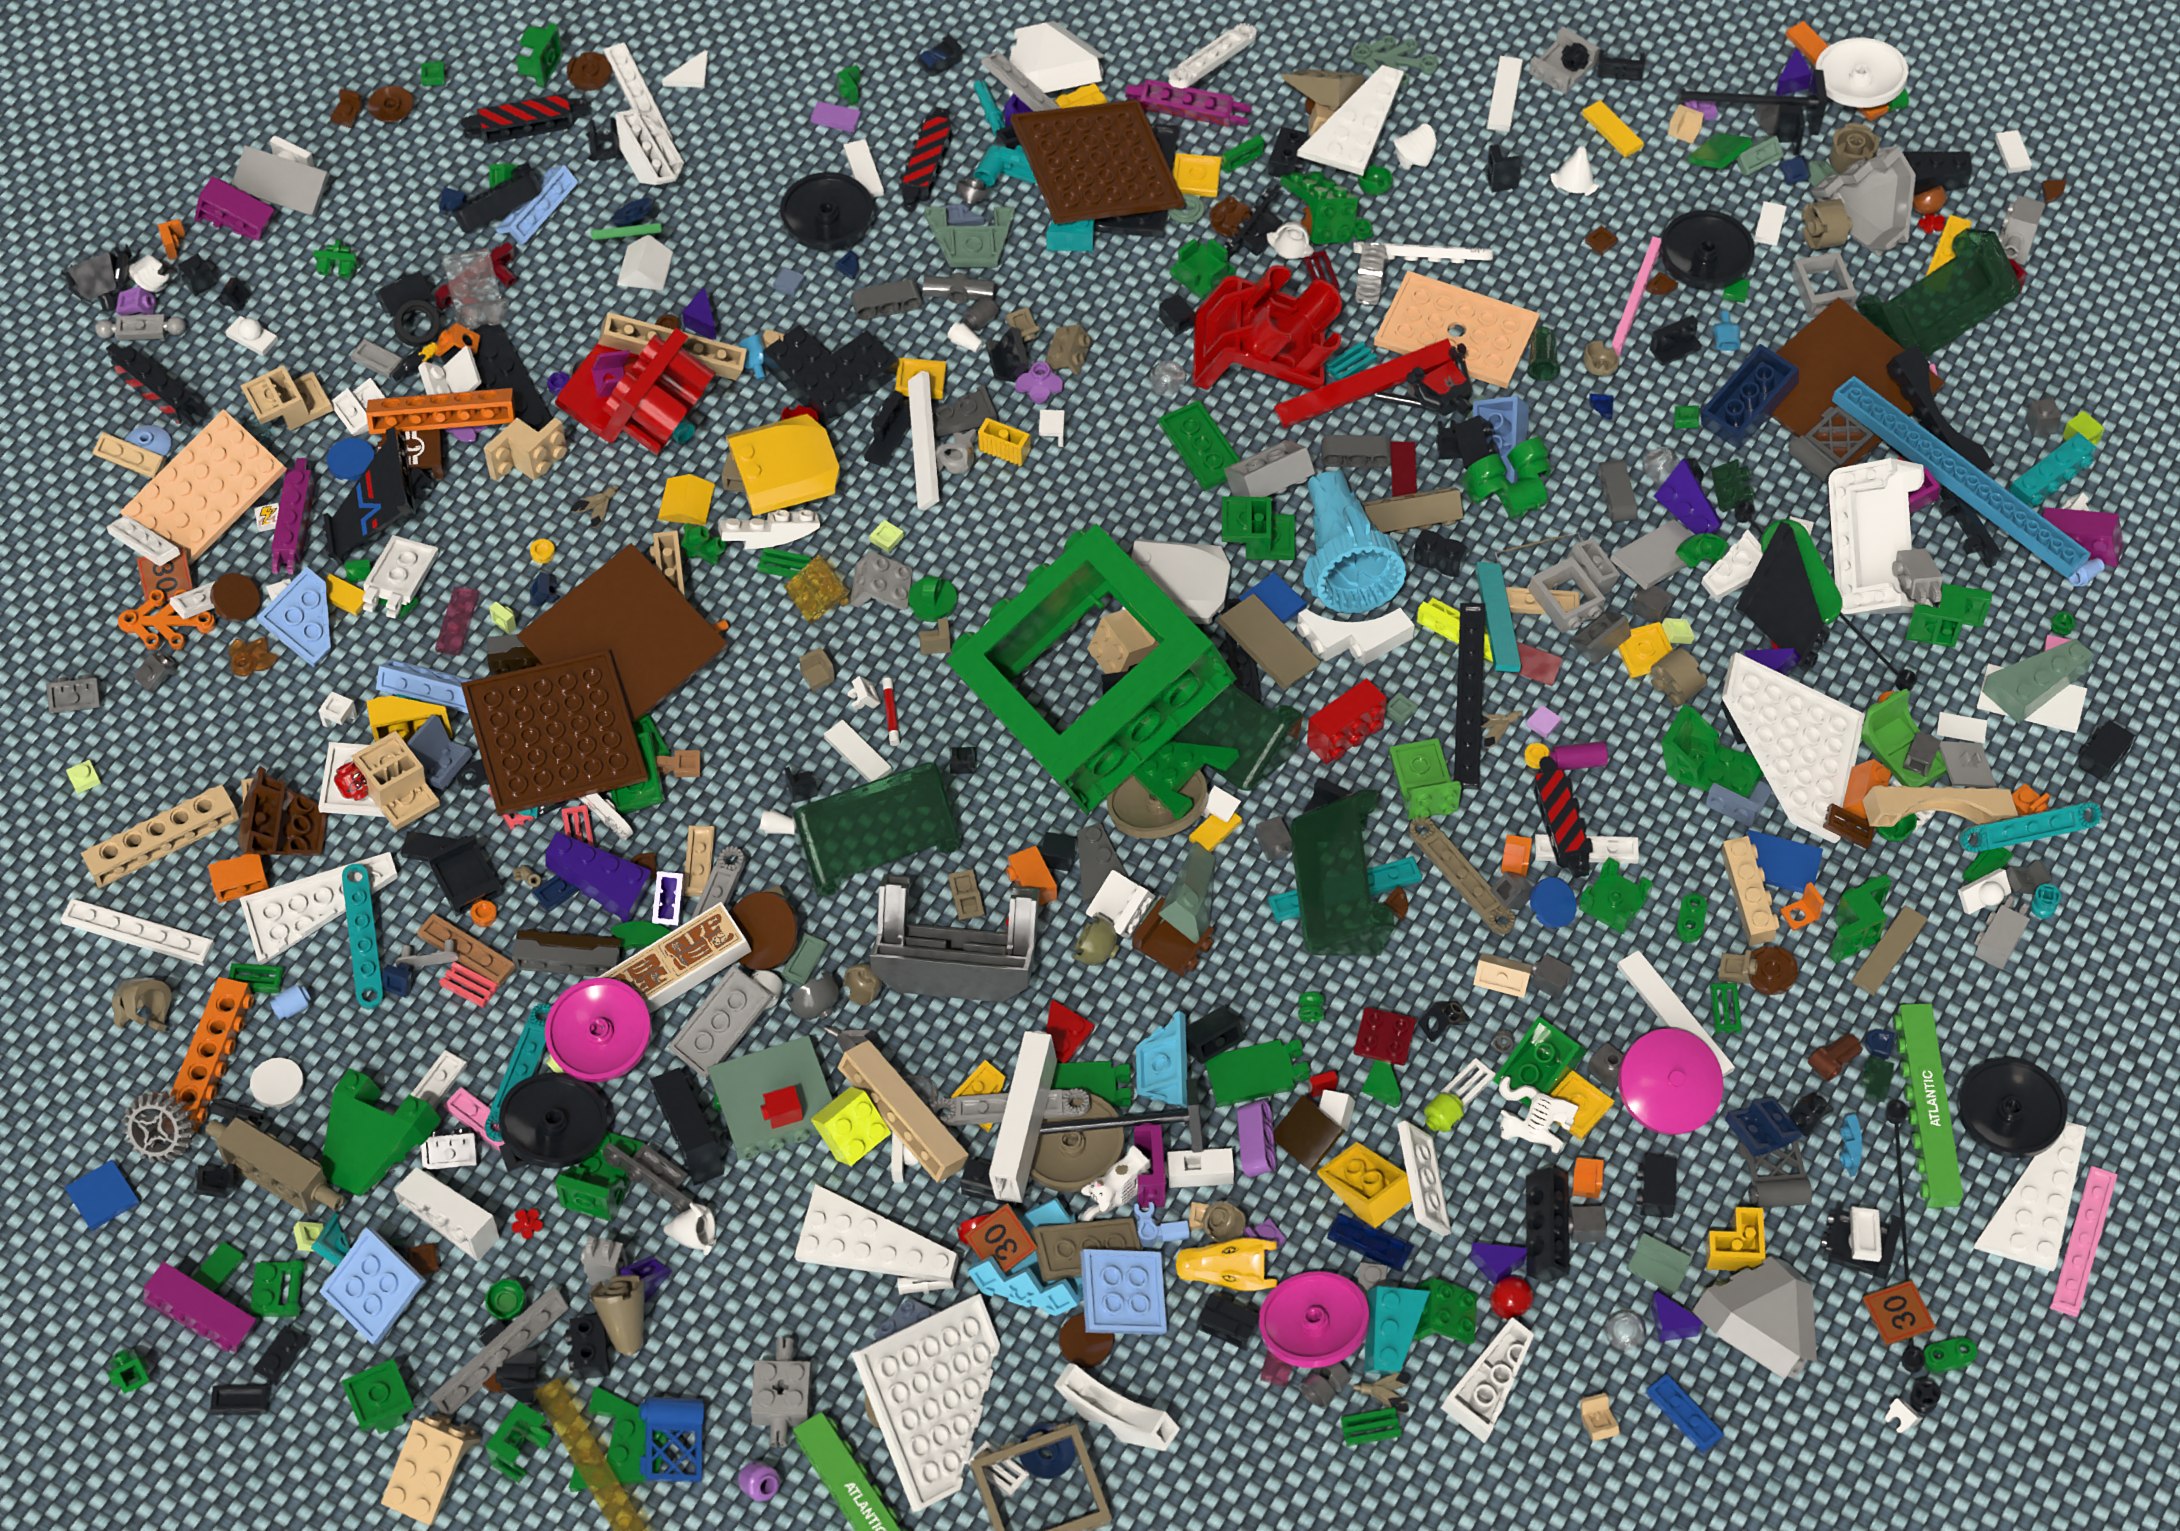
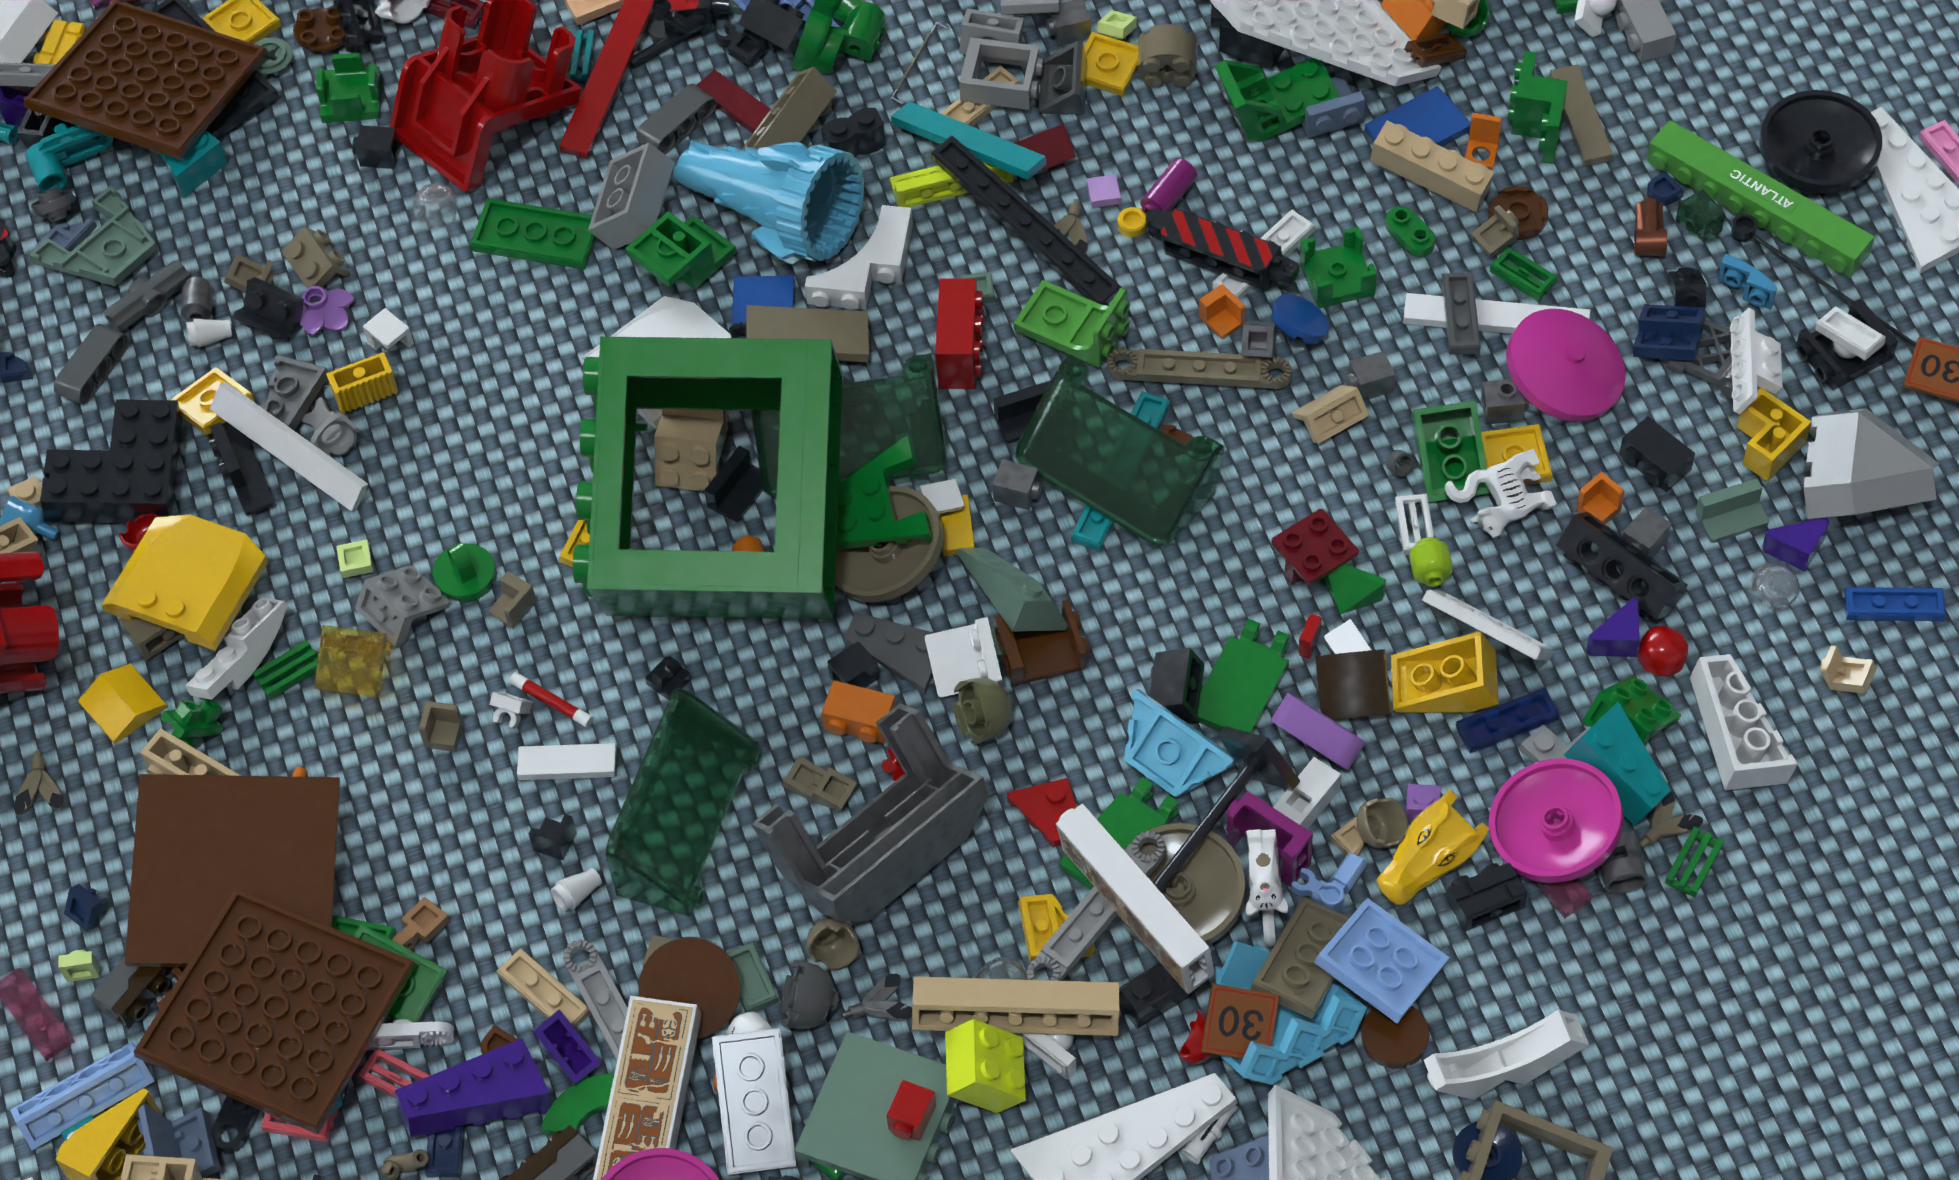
camera: 45 degrees left, 0 degrees up
(542, 551) = (37, 874): yellow tile -> none
(1311, 1007) = (1221, 586): green wheel -> none
(1447, 1015) = (1335, 483): black bracket -> none
(1652, 992) = (1460, 313): none -> dark grey tile
(1781, 1192) = (1754, 361): none -> white bracket

